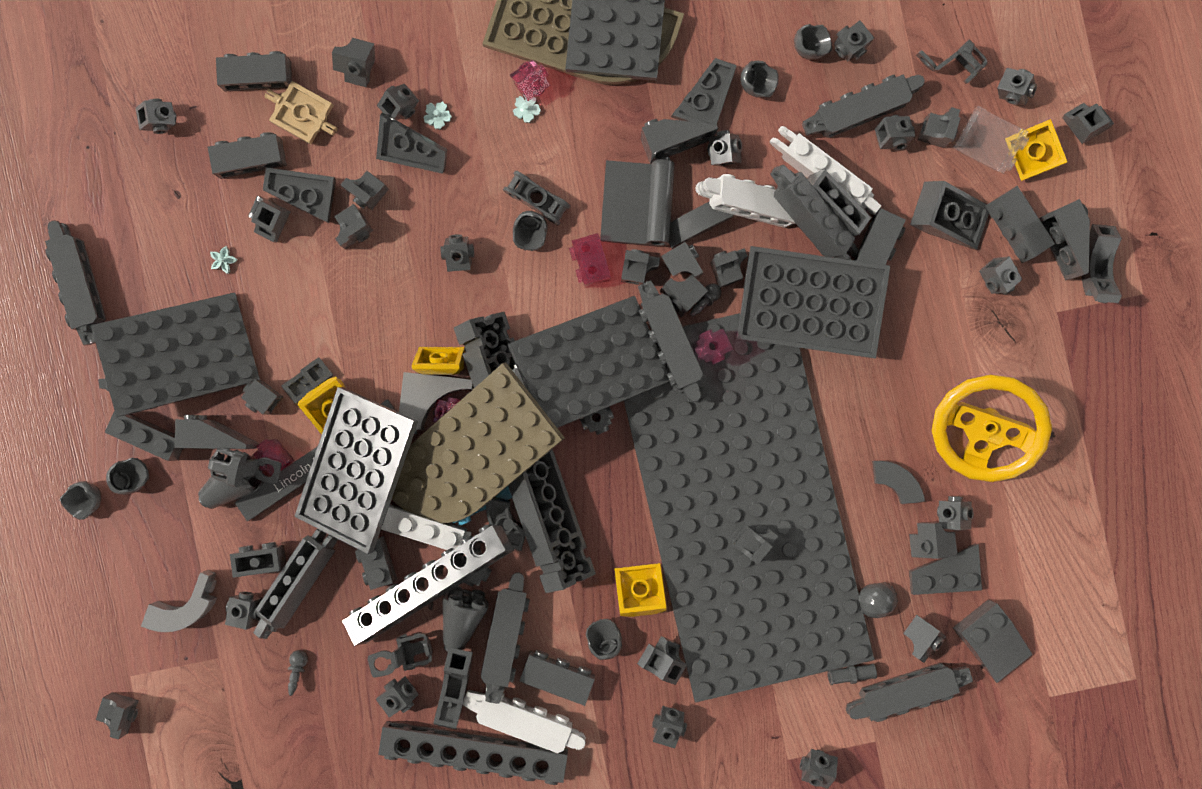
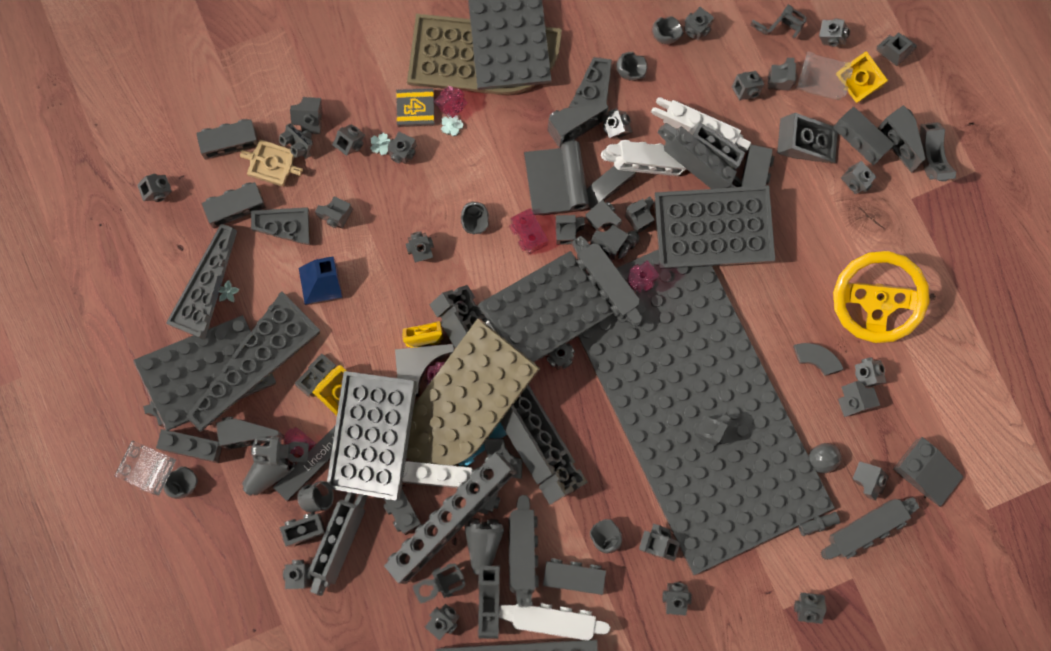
camera: 10 degrees left, 10 degrees down
(75, 281) = (109, 333): dark grey hinge -> none
(81, 499) = (143, 510): dark grey hair -> none
(90, 451) = (145, 468): none -> clear panel
(168, 618) = (250, 590): light grey arch -> none
(186, 261) = (199, 298): none -> dark grey wing
(259, 335) = (269, 345): none -> dark grey wing
(260, 397) = (279, 395): dark grey brick -> none
(268, 218) = (260, 251): dark grey brick -> none
(276, 528) = (312, 500): none -> dark grey helmet
(297, 660) = (351, 611): dark grey bar -> none
(333, 270) = (320, 281): none -> dark blue slope
(340, 91) = (300, 141): none -> dark grey hips
(352, 227) = (331, 242): dark grey brick -> none
(407, 147) = (364, 172): dark grey wing -> none
(459, 126) = (402, 148): none -> dark grey brick
(487, 77) = (415, 107): none -> dark grey tile
(527, 188) = (466, 184): dark grey piece -> none
(640, 590) = (627, 490): yellow slope -> none
(863, 106) = (718, 71): dark grey hinge -> none
(948, 574) = (878, 424): dark grey wing -> none

